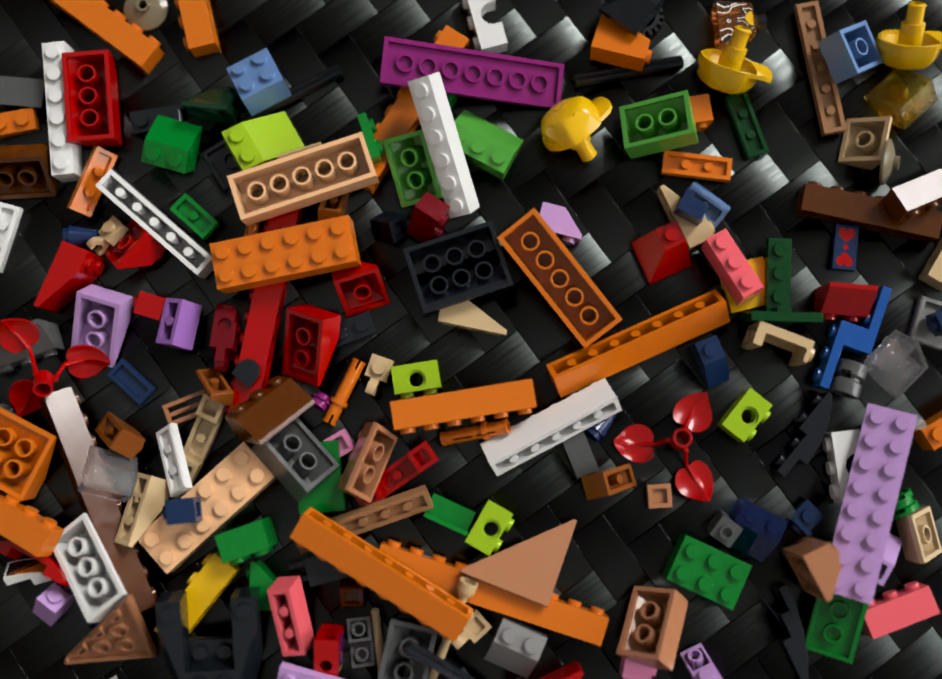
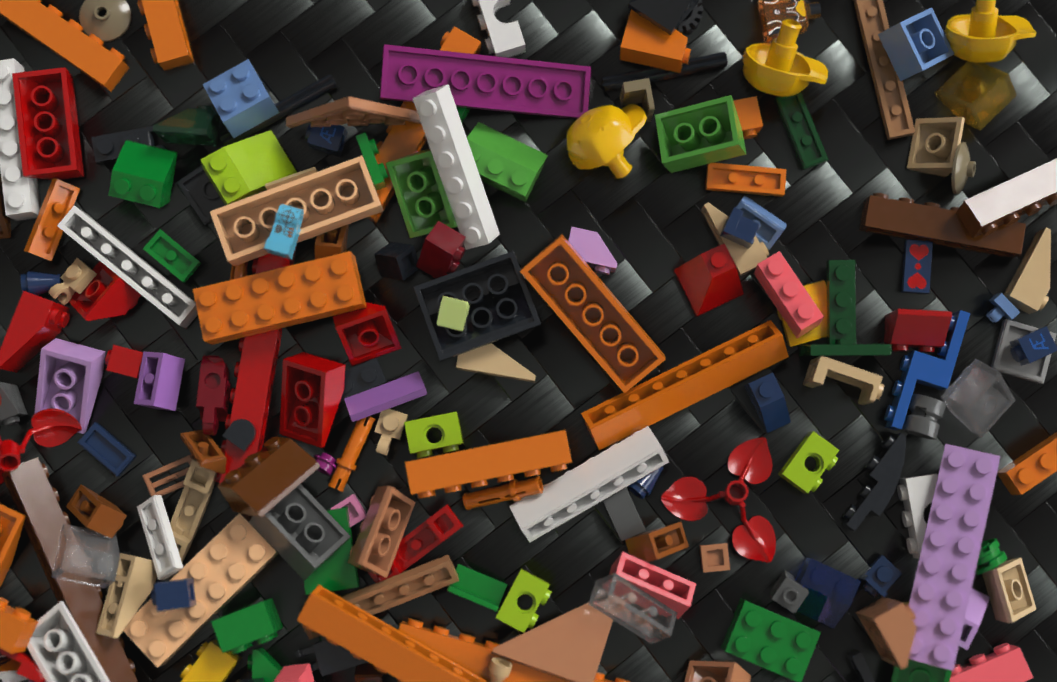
camera: 10 degrees left, 0 degrees up
(291, 195) = (285, 231): none -> medium azure leg
(332, 118) = (327, 139): none -> dark blue brick
(357, 95) = (354, 113): none -> nougat tile
(375, 344) = (385, 396): none -> medium lavender tile
(436, 272) = (452, 313): none -> yellowish green slope
(586, 538) = (633, 608): none -> clear brick
(602, 518) = (656, 582): none -> coral brick
(605, 86) = (638, 92): none -> dark tan panel
(919, 285) = (1002, 308): none -> medium blue tile

